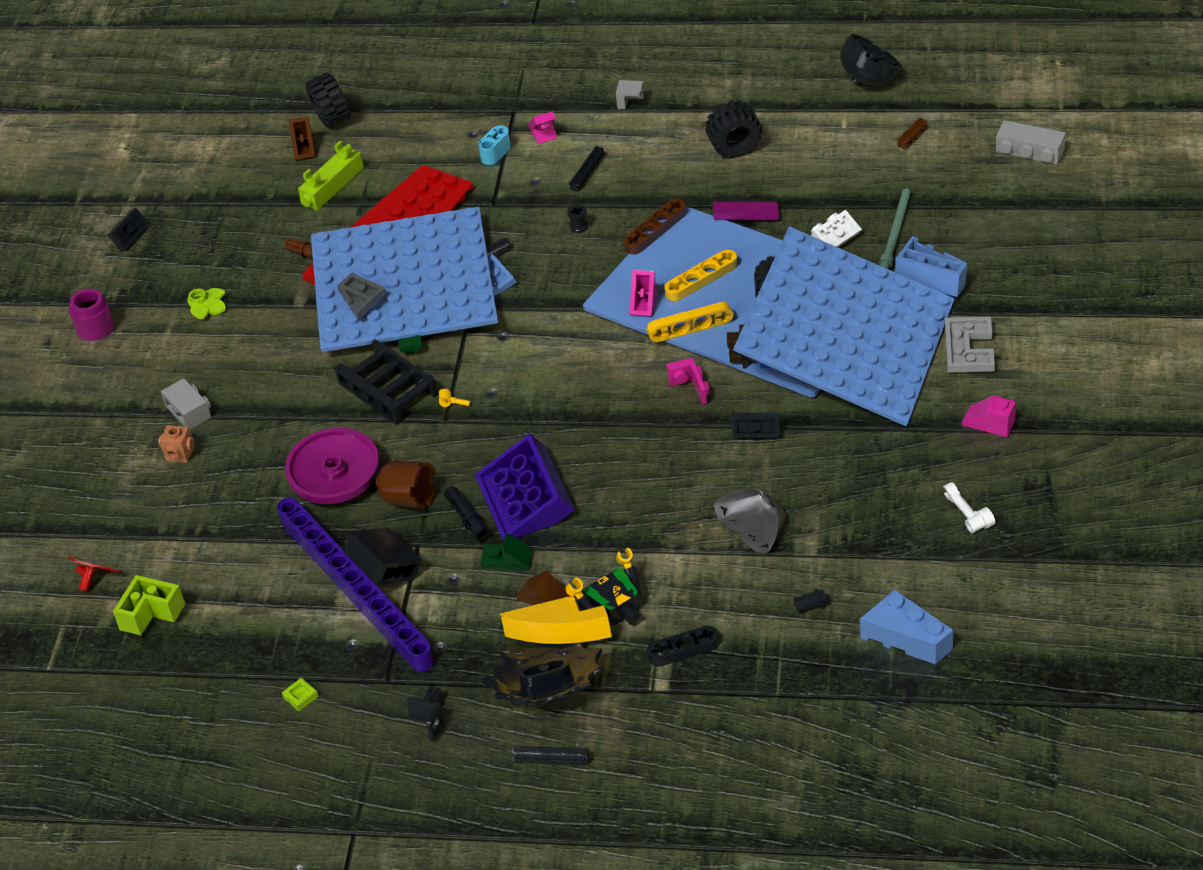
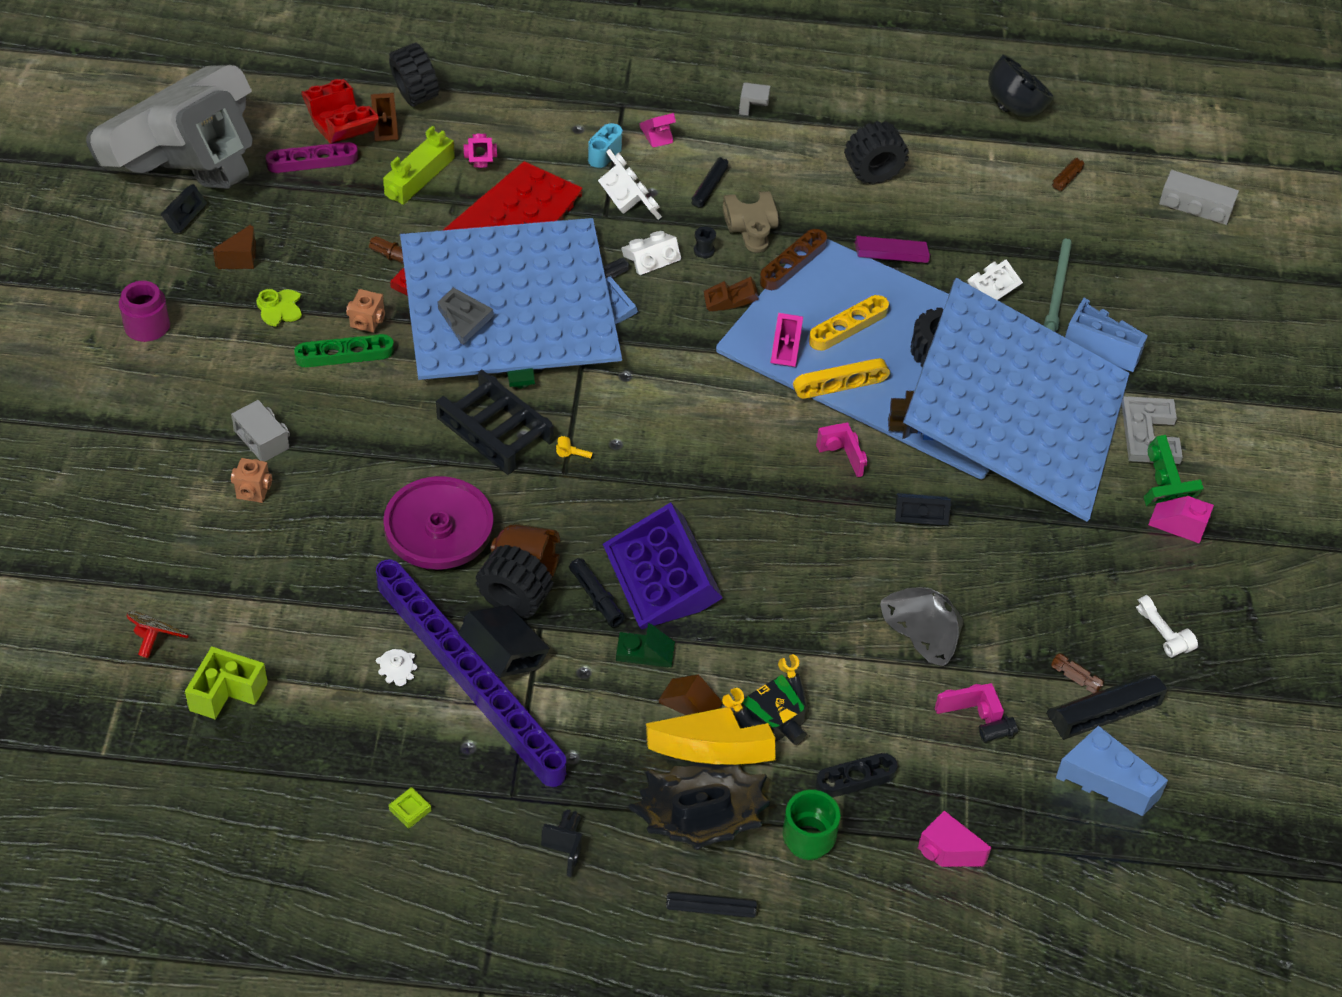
camera: 10 degrees left, 5 degrees up
(125, 161) = (182, 127): none -> piece
(172, 260) = (237, 251): none -> reddish brown slope
(217, 181) = (312, 160): none -> magenta beam
(260, 332) = (344, 348): none -> green beam
(261, 137) = (335, 111): none -> red slope
(279, 299) = (366, 310): none -> nougat brick
(294, 584) = (396, 666): none -> white piece
(378, 153) = (480, 140): none -> dark pink brick
(392, 505) = (514, 579): none -> black tyre
(509, 180) = (623, 189): none -> white bracket
(531, 232) = (652, 252): none -> white bracket
(595, 263) = (728, 297): none -> reddish brown slope
(621, 196) = (751, 219): none -> dark tan piece
(636, 684) = (815, 810): none -> green piece
(761, 695) = (952, 844): none -> dark pink slope
(785, 576) = (976, 695): none -> dark pink bracket
(885, 551) = (1077, 673): none -> reddish brown axle
(910, 575) = (1107, 706): none -> black brick
(977, 381) = (1167, 475): none -> green bracket

